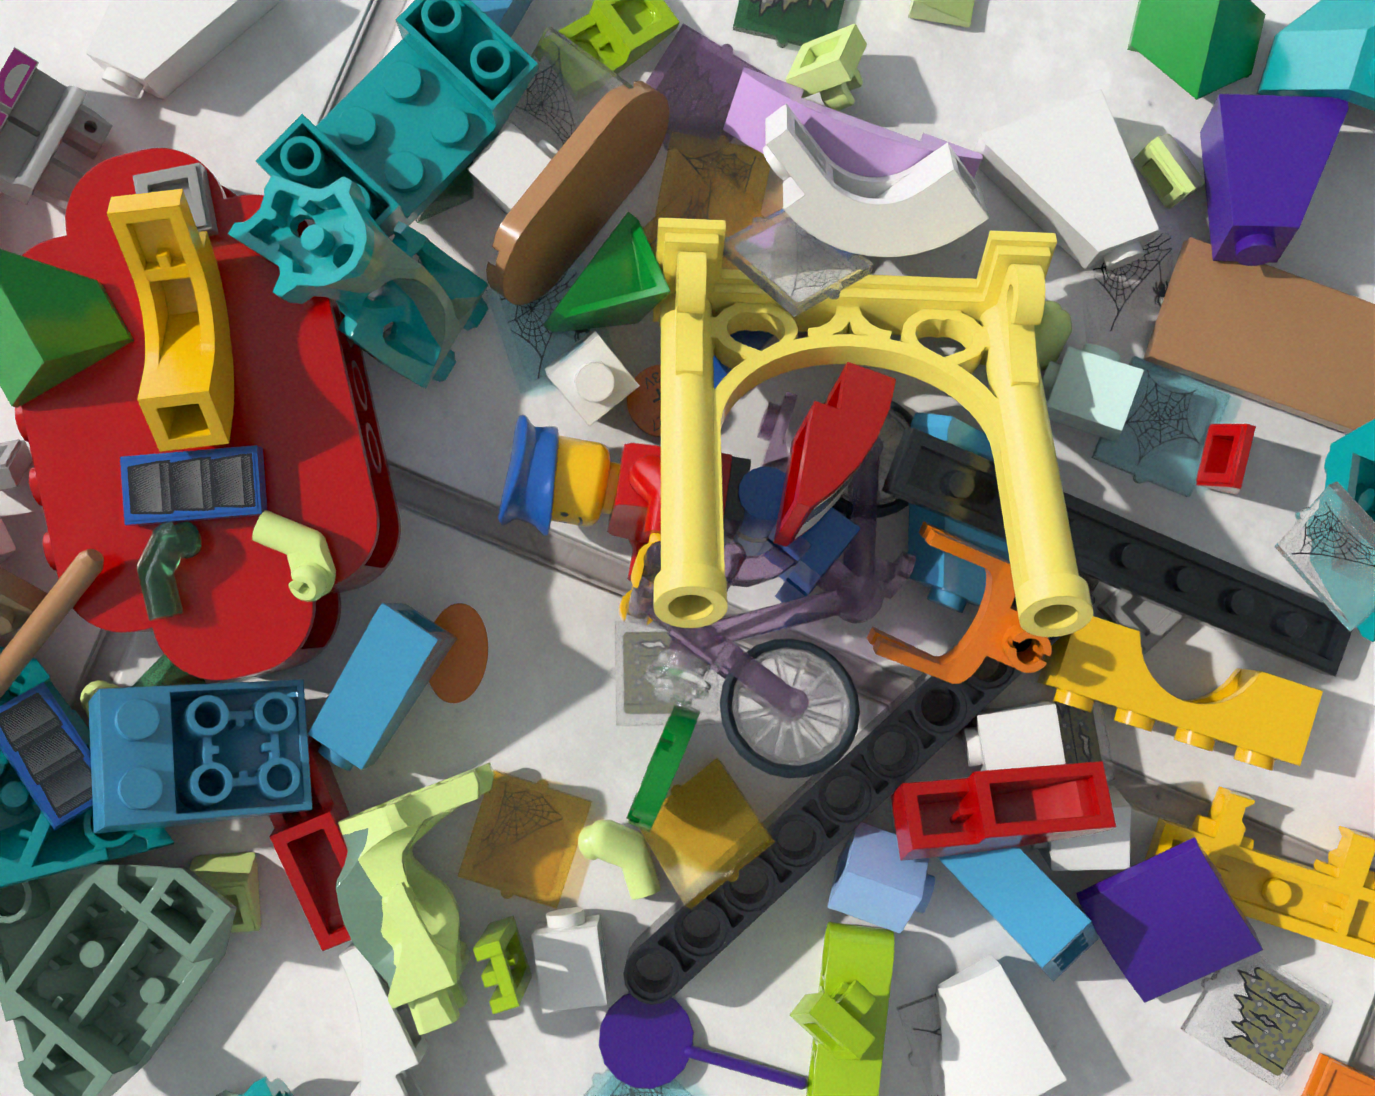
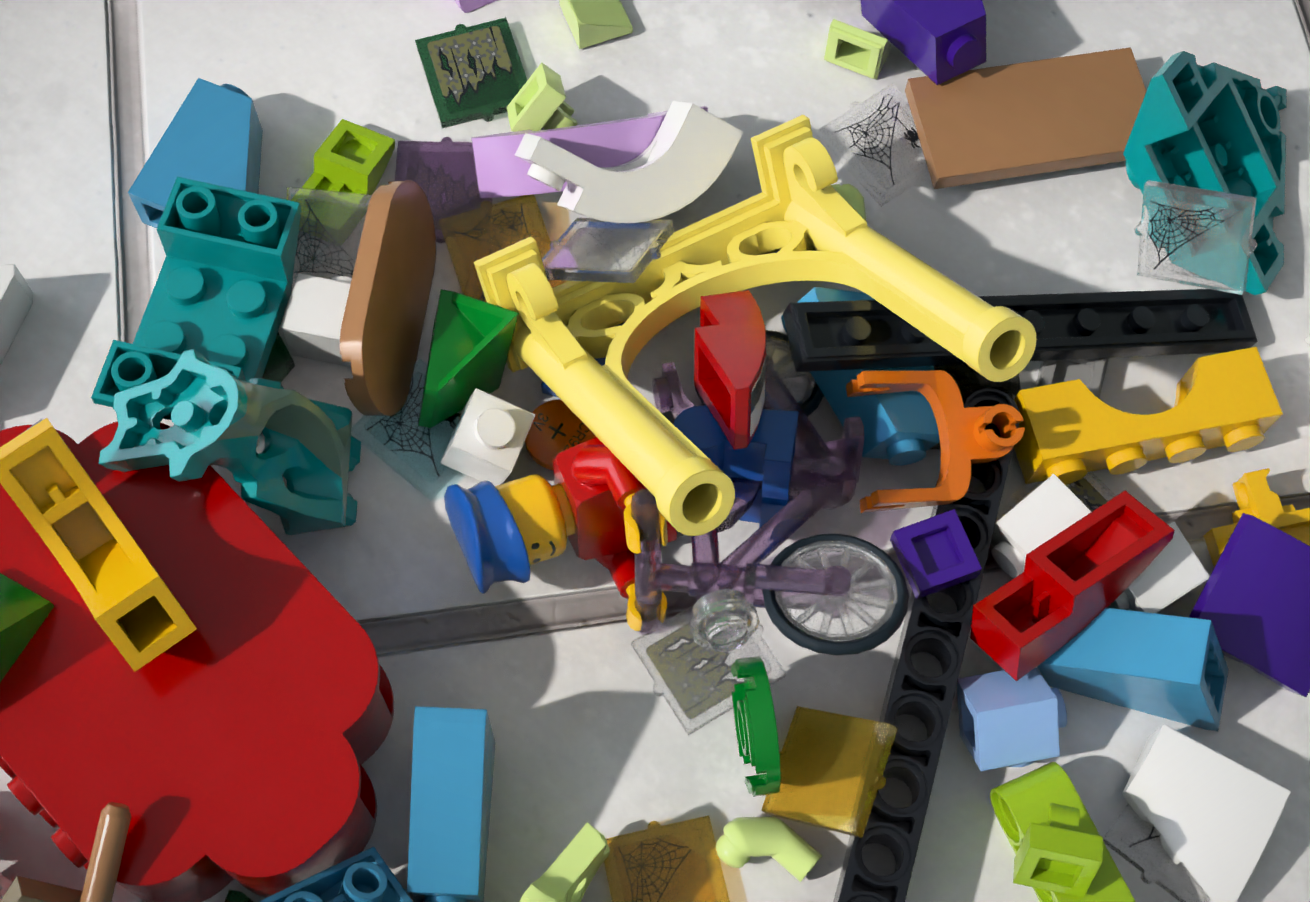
camera: 35 degrees left, 20 degrees down
(158, 564) = (183, 784): clear green arm -> none
(193, 485) = (179, 697): tile -> none
(306, 552) = (318, 694): yellowish green arm -> none
(466, 660) = (515, 761): orange sticker -> none
(903, 716) = (935, 554): none -> dark purple tile
(1073, 179) = (786, 73): white slope -> none
(1091, 390) = (918, 223): light aqua brick -> none
(1164, 429) = (984, 234): clear light blue piece -> none
(1225, 457) = (1052, 222): red slope -> none

